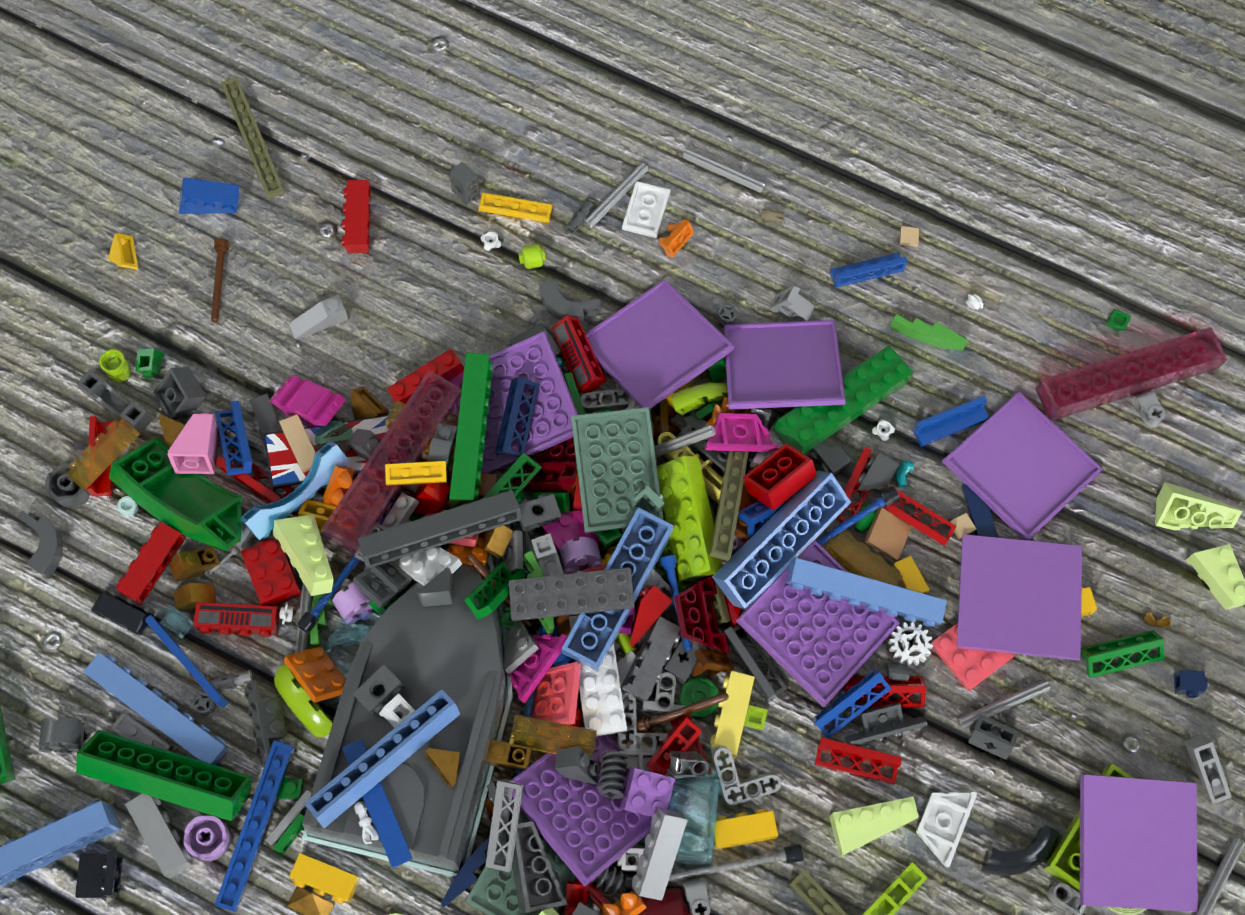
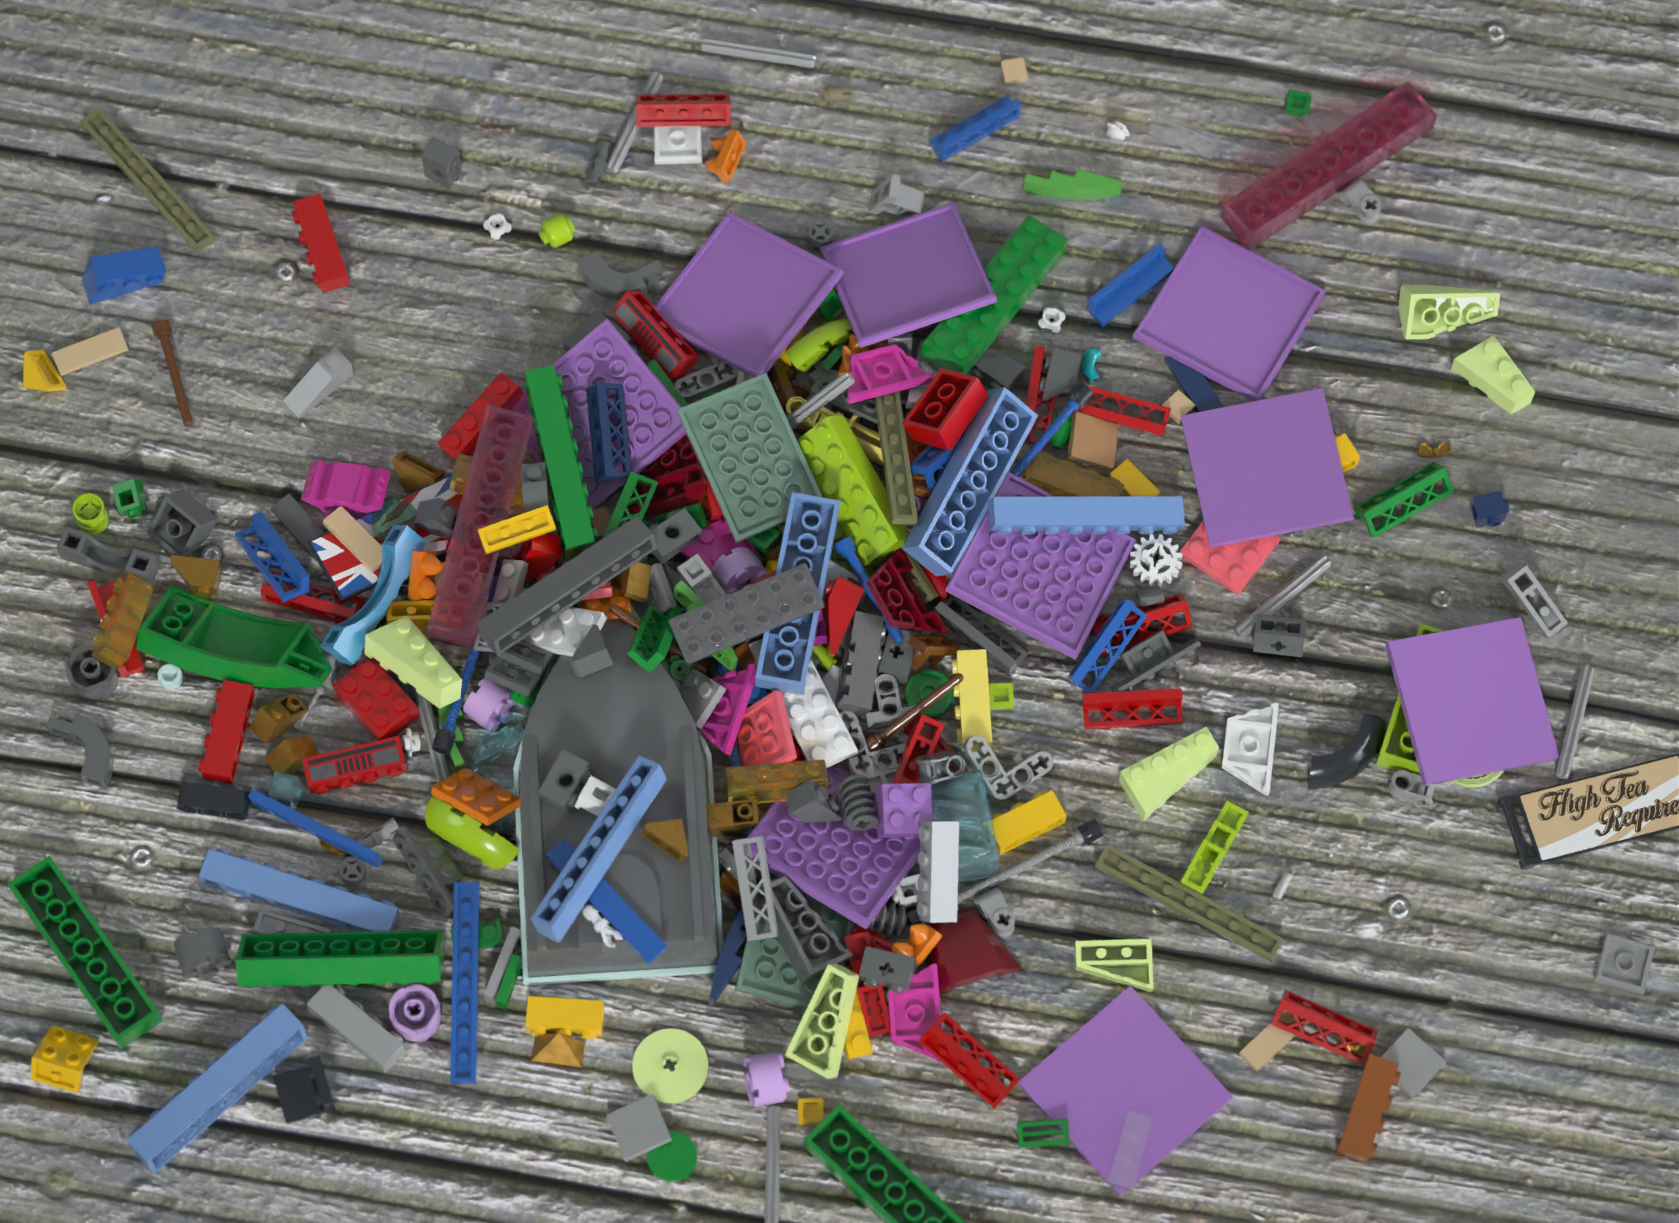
camera: 15 degrees left, 0 degrees up
(164, 247) = (90, 351): none -> tan tile
(196, 446) = (231, 580): bright pink slope -> none
(515, 207) = (513, 174): yellow tile -> none
(651, 498) = (802, 477): sand green bracket -> none
(654, 195) = (683, 110): none -> red fence

